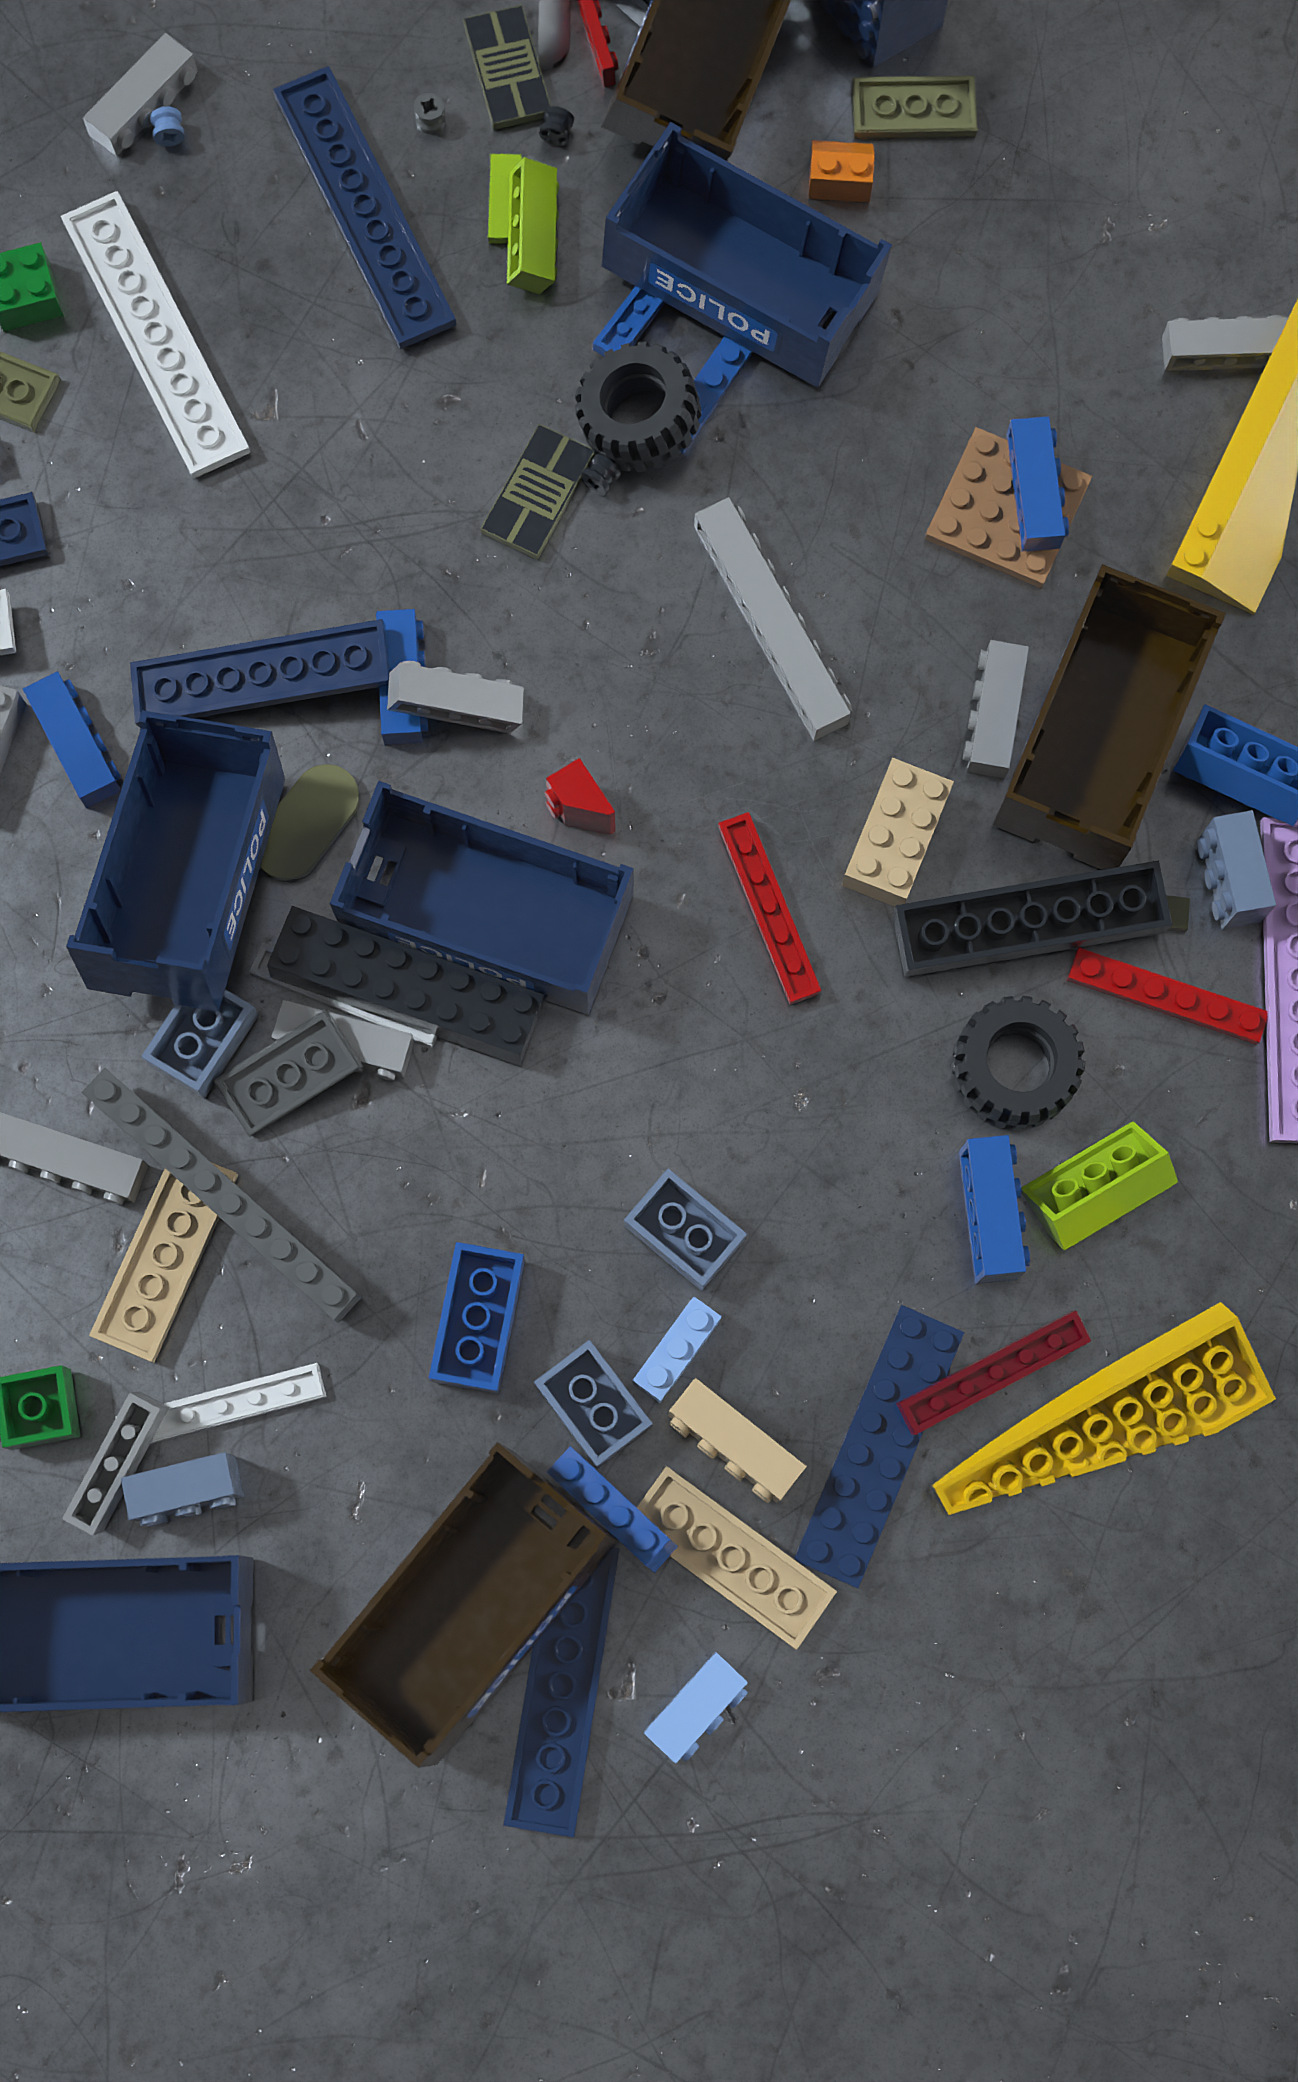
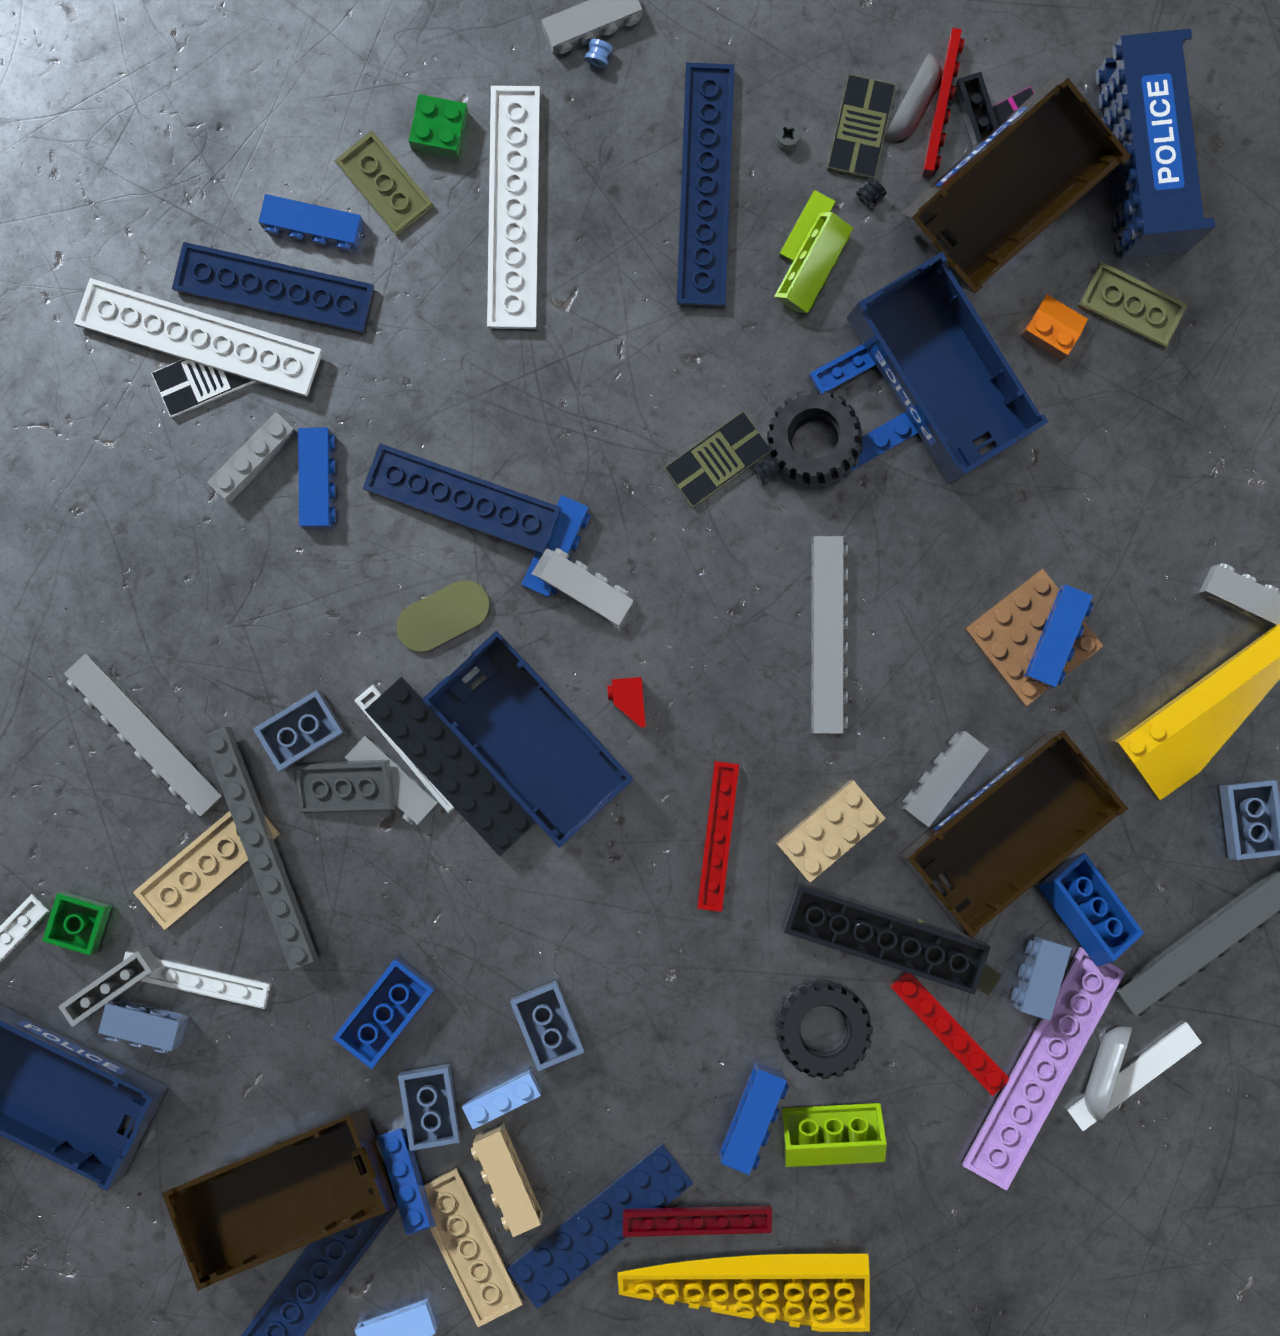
camera: 25 degrees right, 10 degrees up
(179, 861) = (340, 612): dark blue piece -> none

